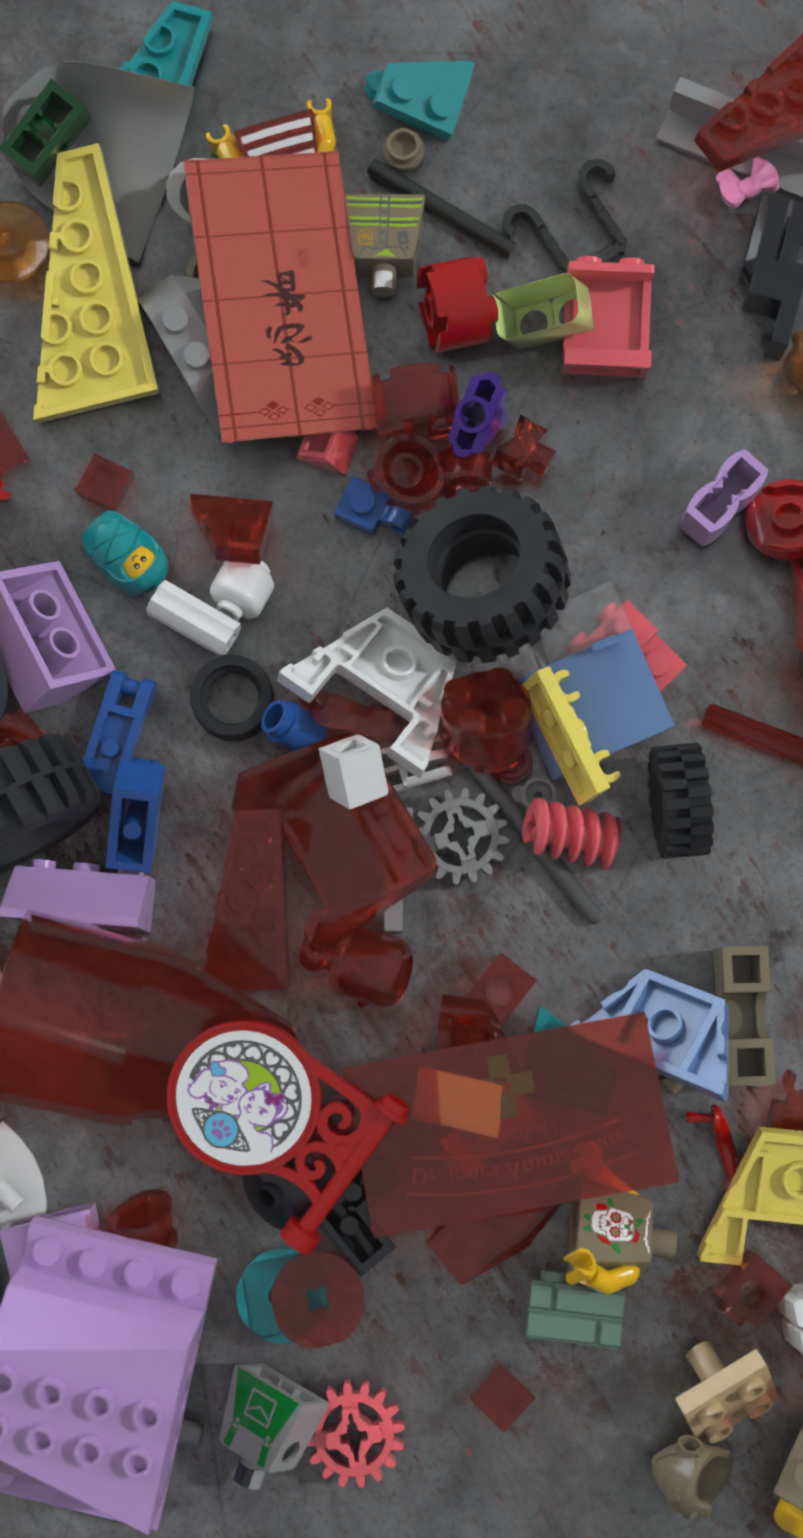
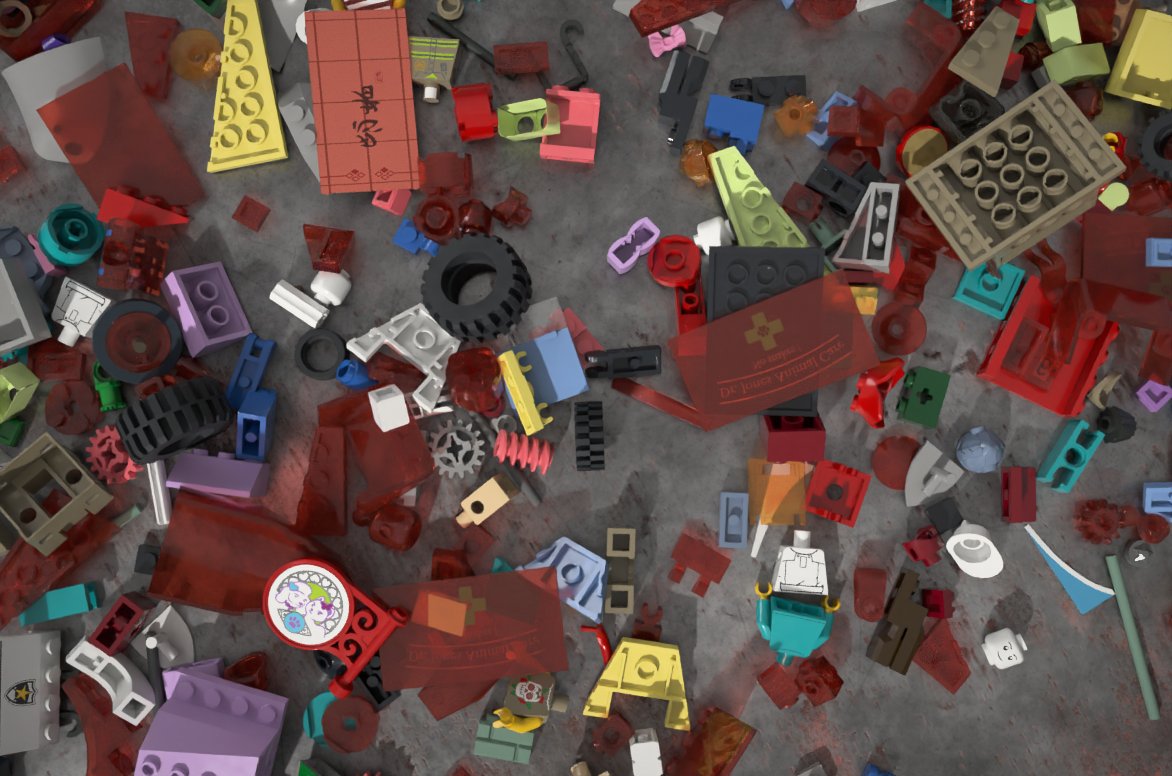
camera: 10 degrees right, 5 degrees up
(125, 554) = (261, 259): teal piece -> none
(479, 415) = (481, 187): dark purple rock -> none
(523, 219) = (521, 58): none -> clear red plate
(531, 902) = (492, 495): none -> tan torso
(725, 682) = (624, 362): none -> black hinge

